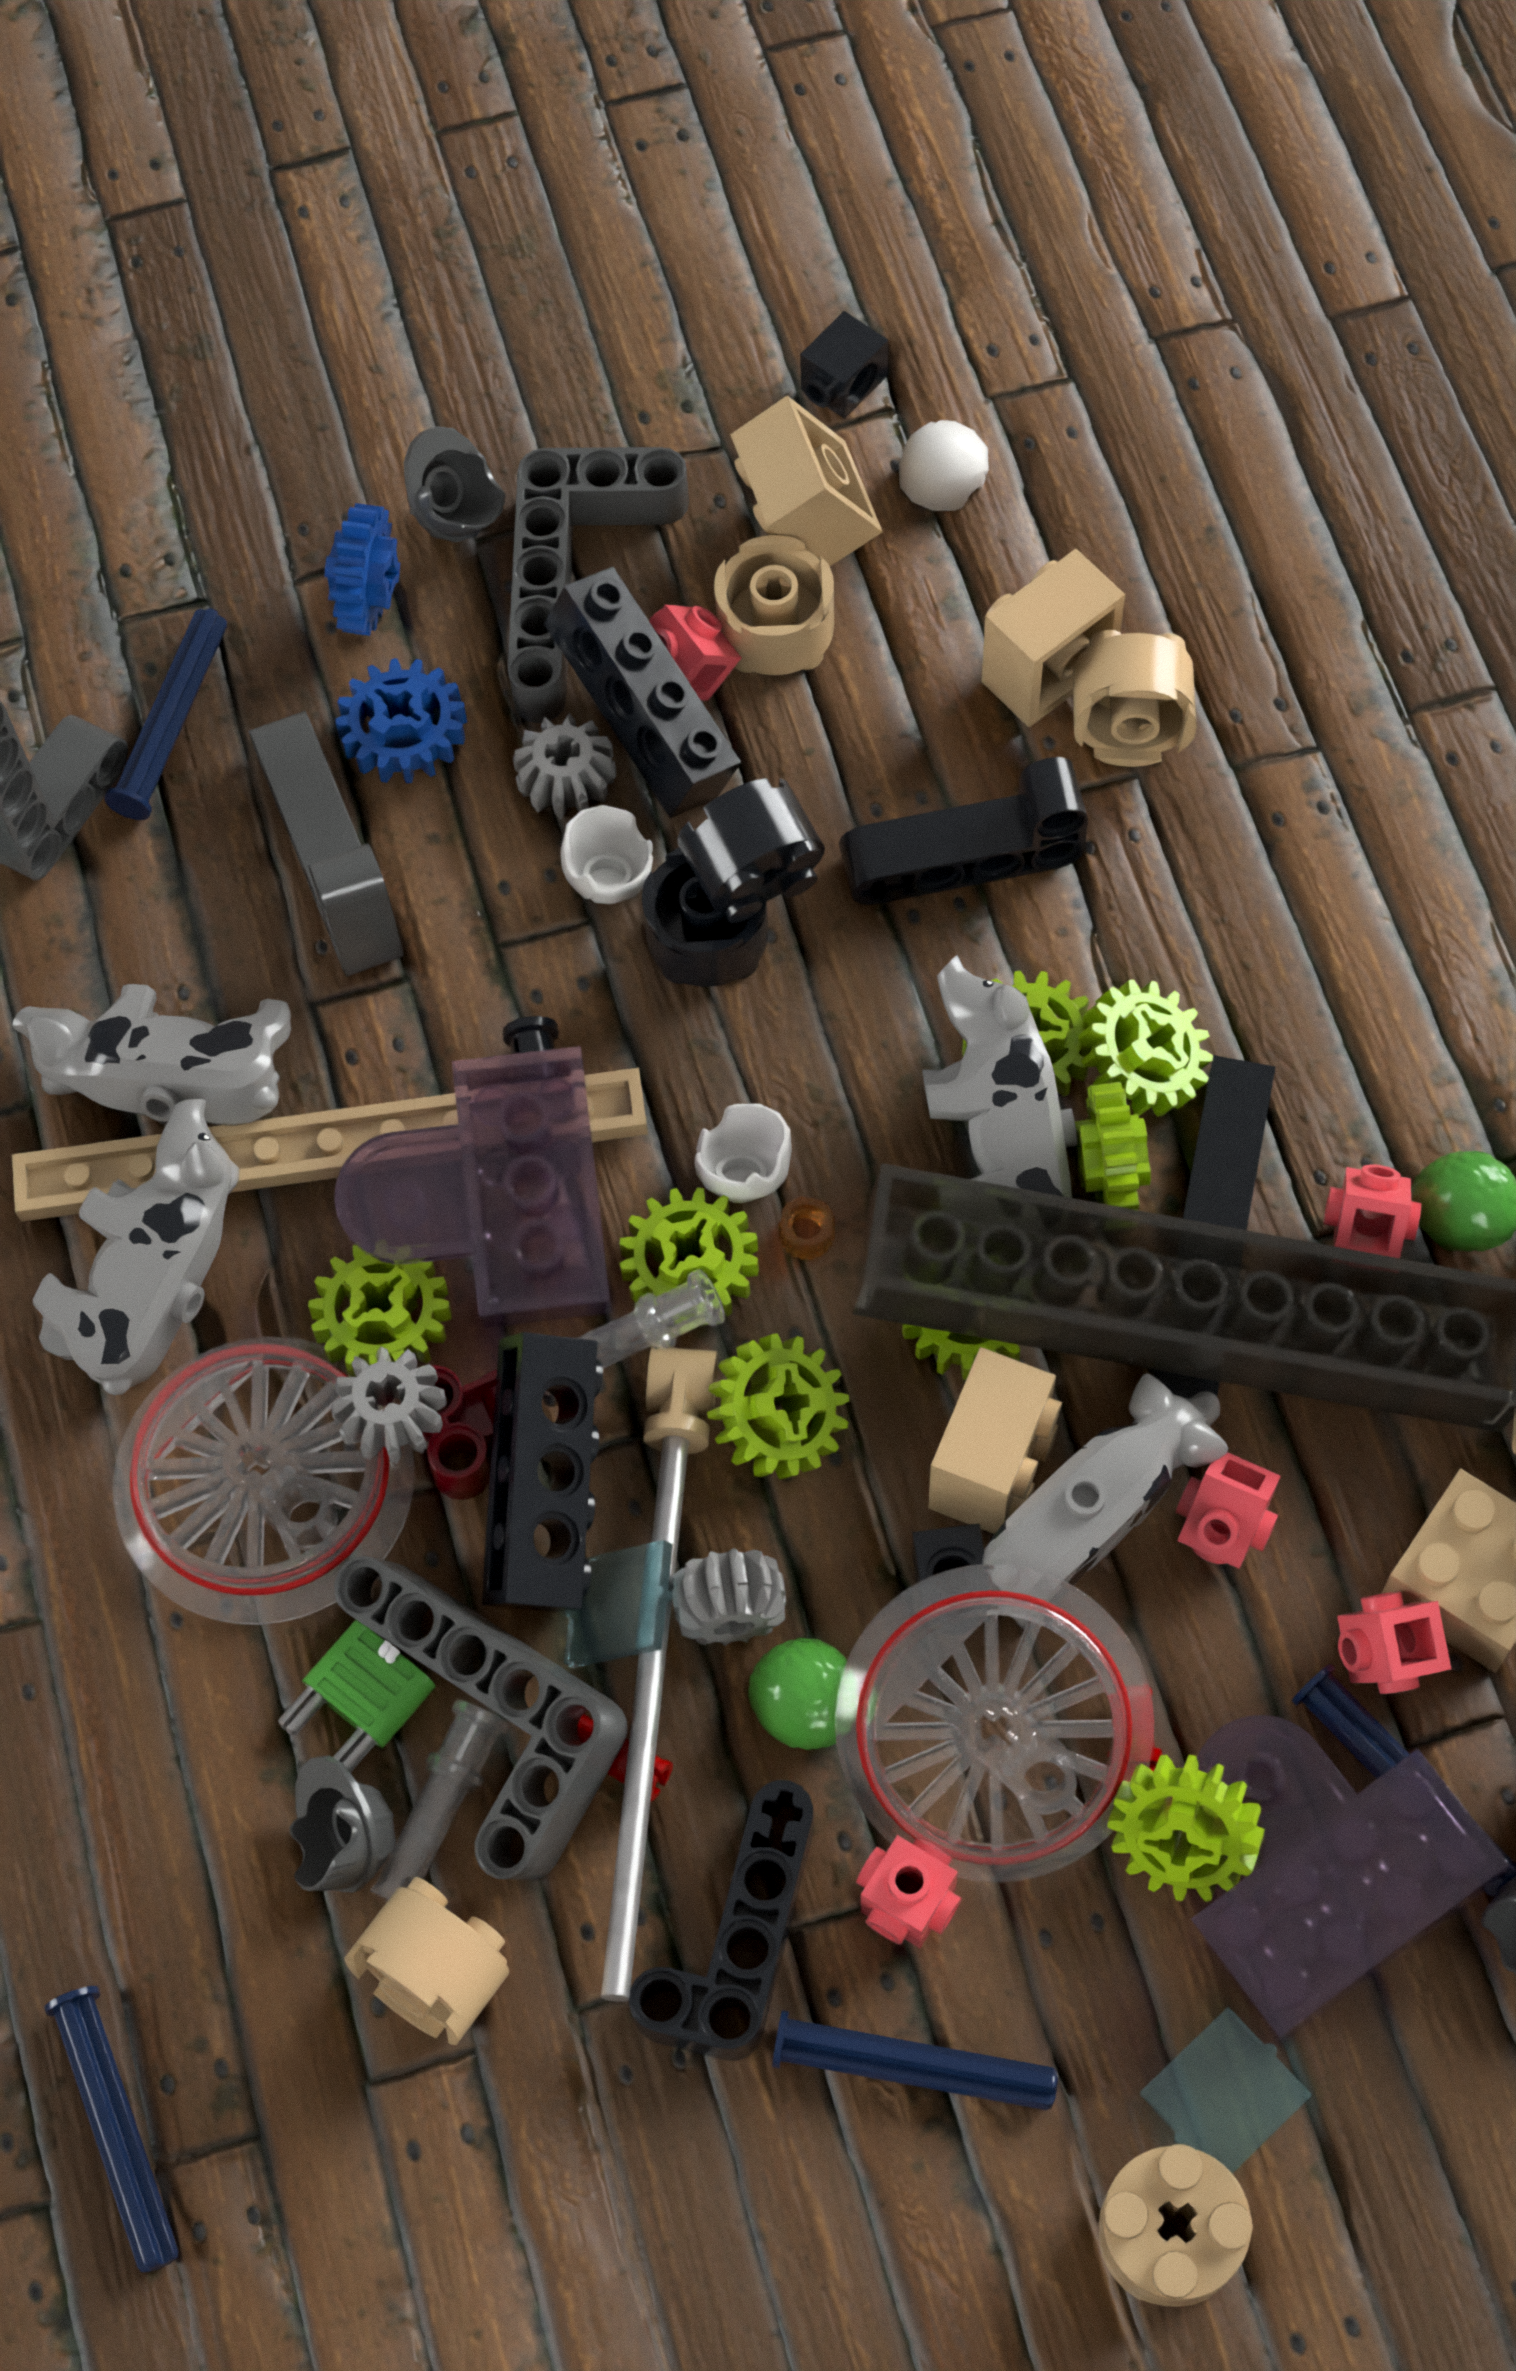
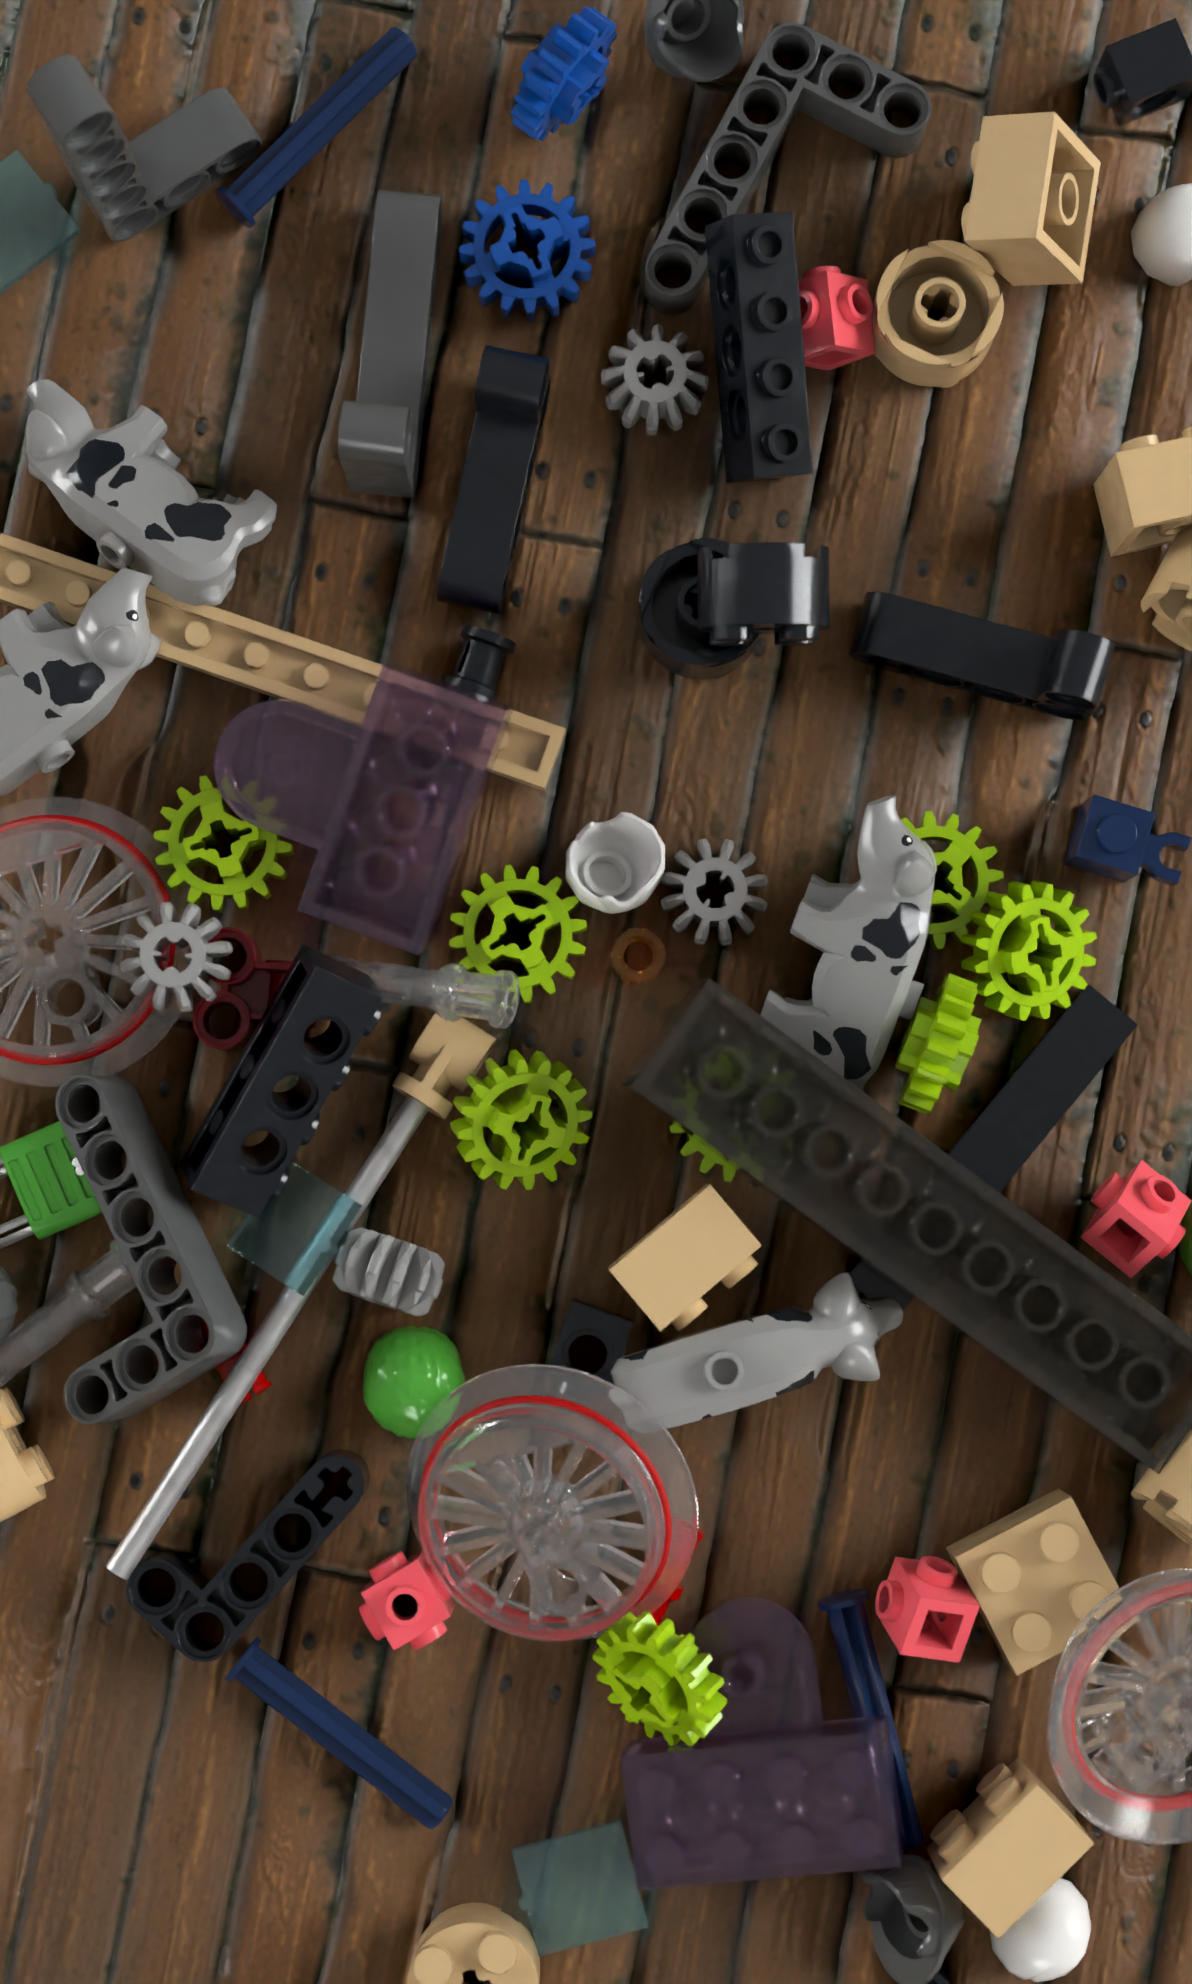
camera: 25 degrees right, 20 degrees up
(467, 899) = (495, 478): none -> black beam
(605, 855) = (644, 497): white hair -> none
(844, 1117) = (695, 882): none -> light grey gear
(1165, 927) = (1117, 841): none -> dark blue brick
(1228, 1510) = (848, 1428): coral brick -> none

